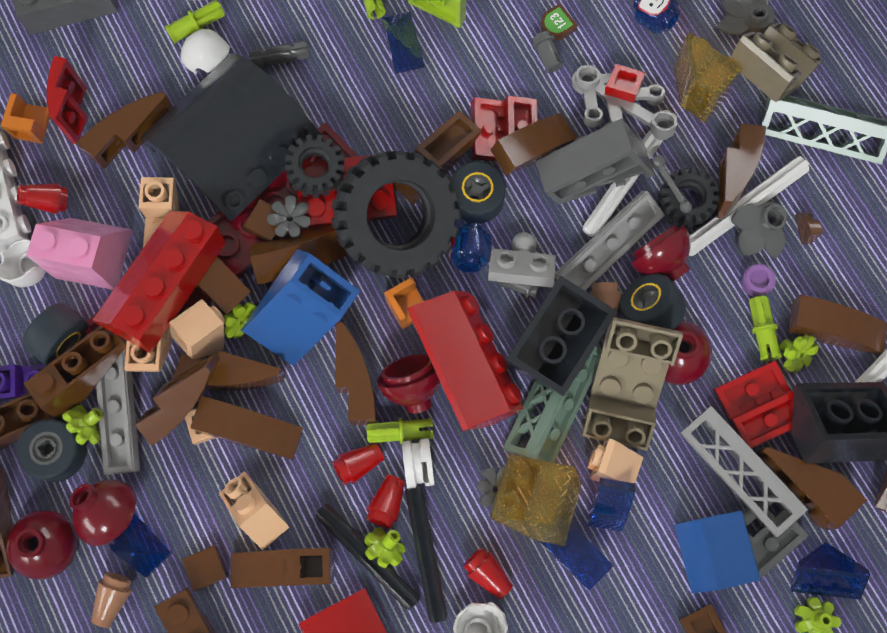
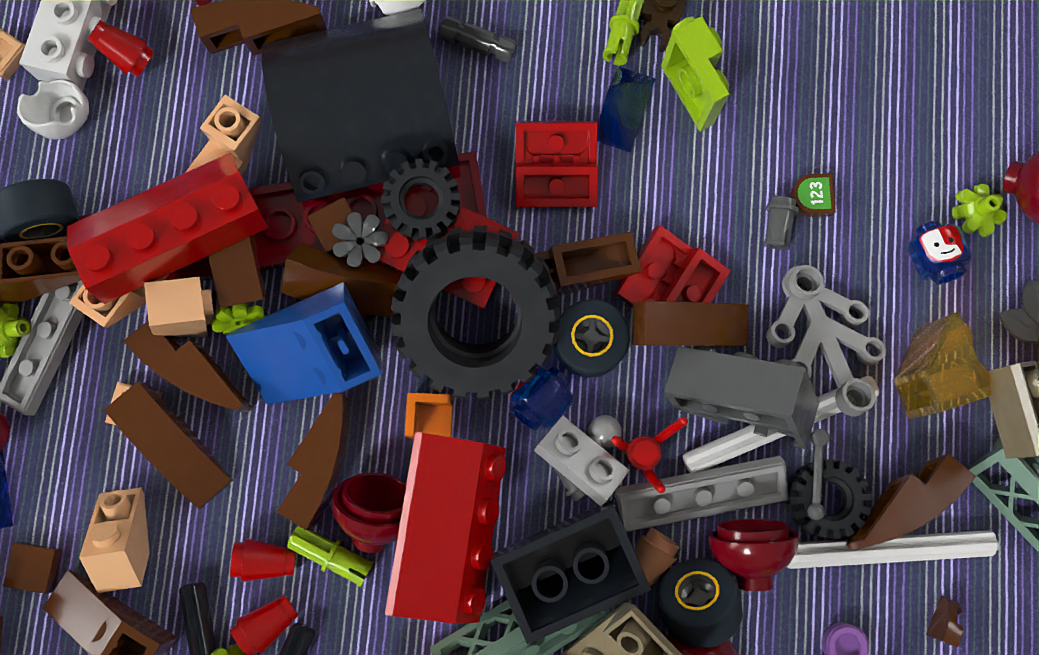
camera: 30 degrees right, 5 degrees up
(80, 251) = (120, 131): bright pink slope -> none
(176, 400) = (108, 369): reddish brown slope -> none
(382, 100) = (556, 164): none -> red slope
(415, 470) = (322, 607): white wheel -> none
(557, 239) = (645, 453): none -> red plant
(624, 83) = (843, 317): tile -> none
(757, 231) = (884, 590): dark grey plate -> none

